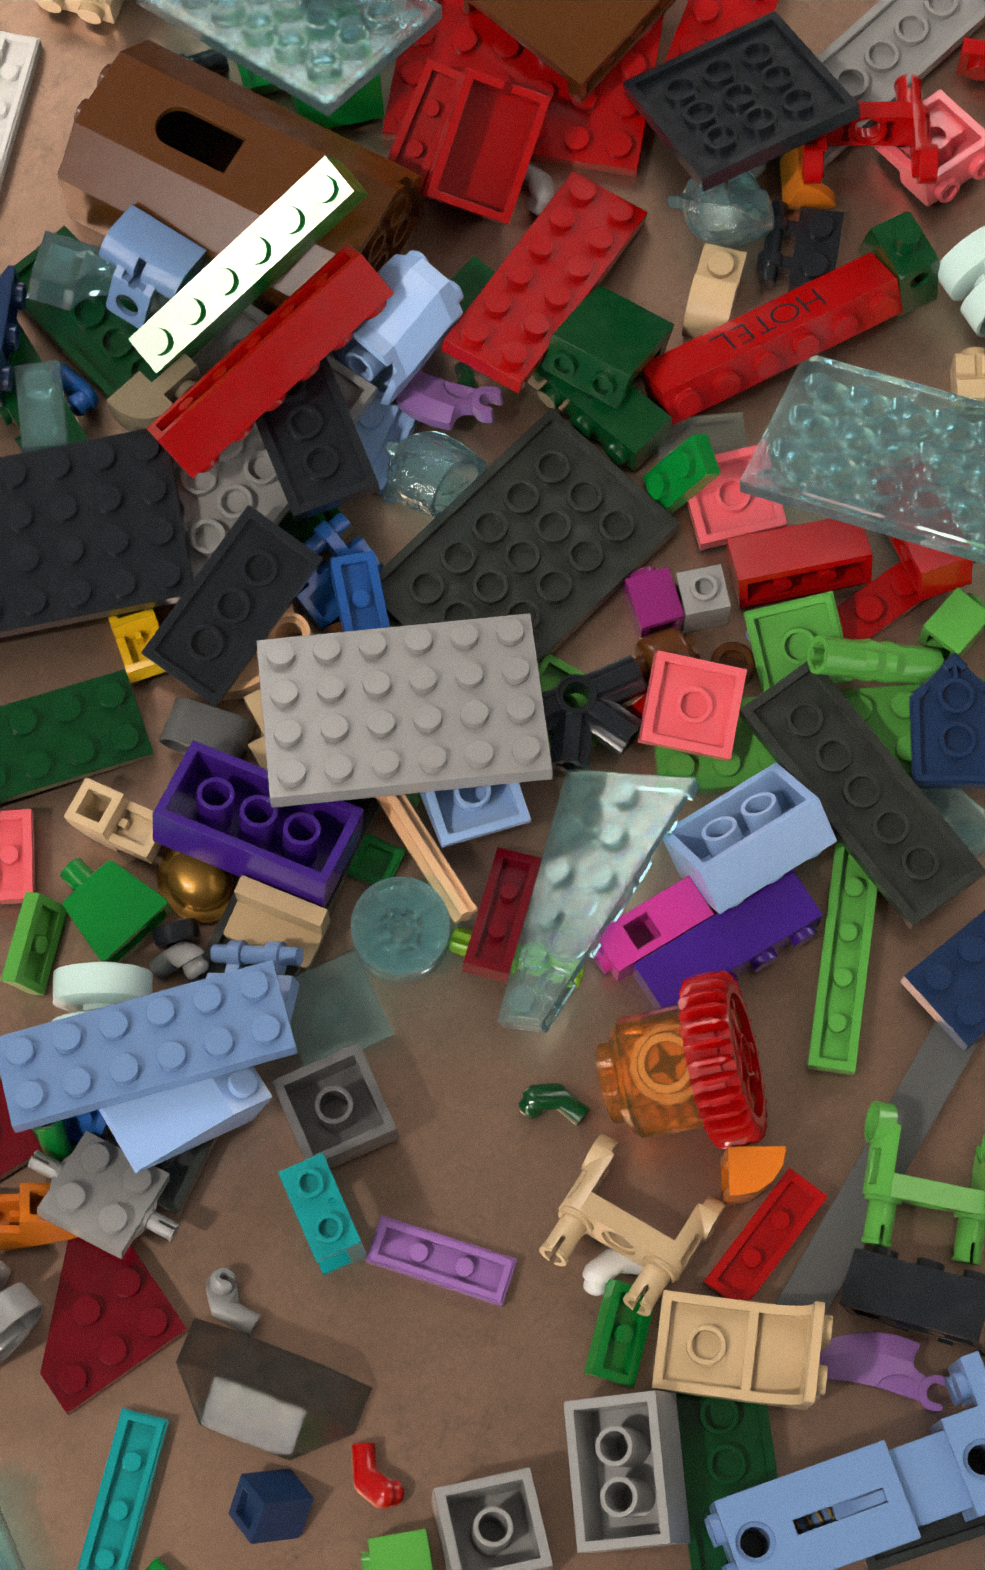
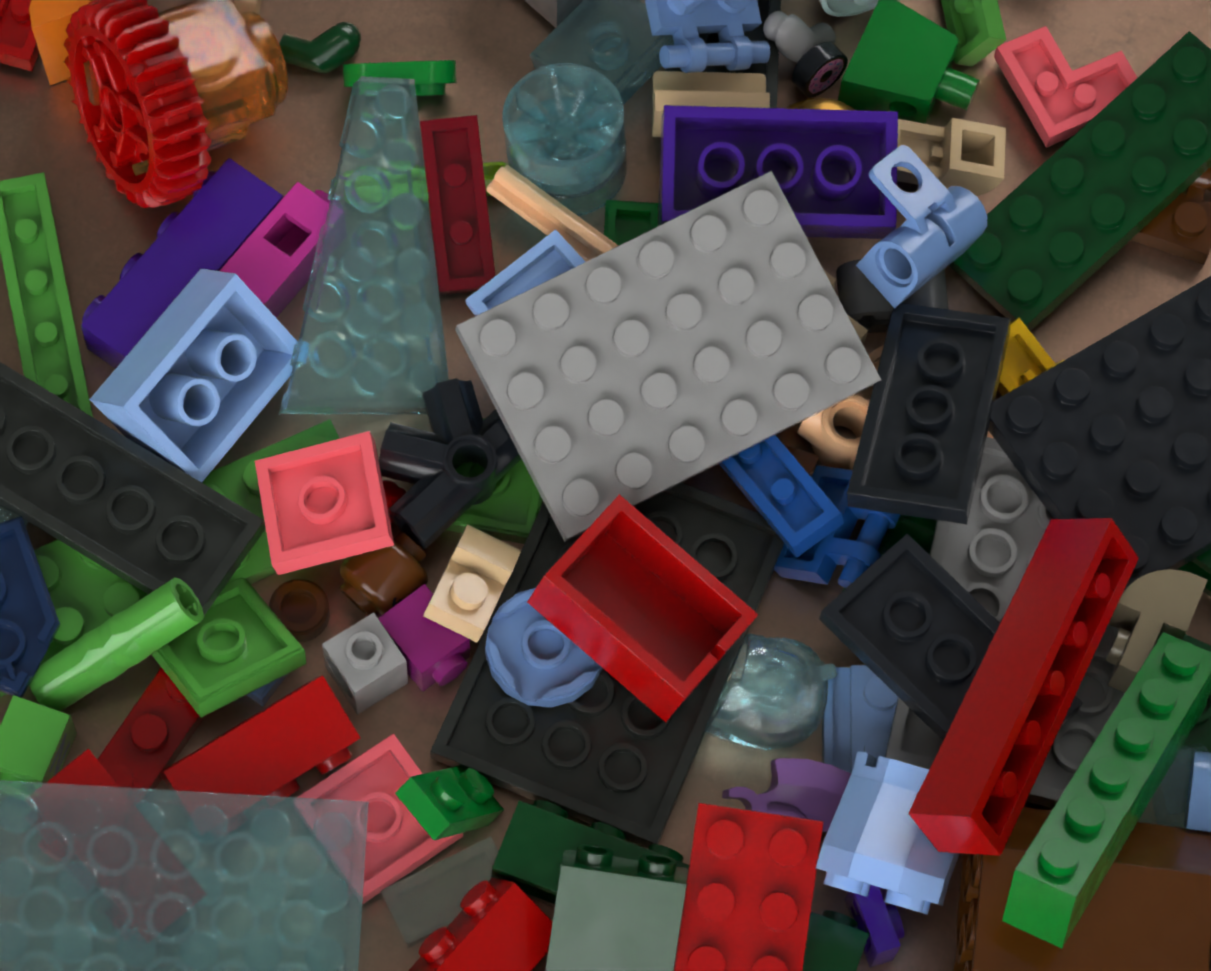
camera: 150 degrees right, 5 degrees down
(166, 736) = (936, 231): none -> medium blue piece
(501, 535) = (641, 607): none -> red piece
(502, 1049) = (428, 75): none -> green plate
(572, 560) = (535, 658): none -> medium blue tile
(599, 627) = (472, 583): none -> tan brick

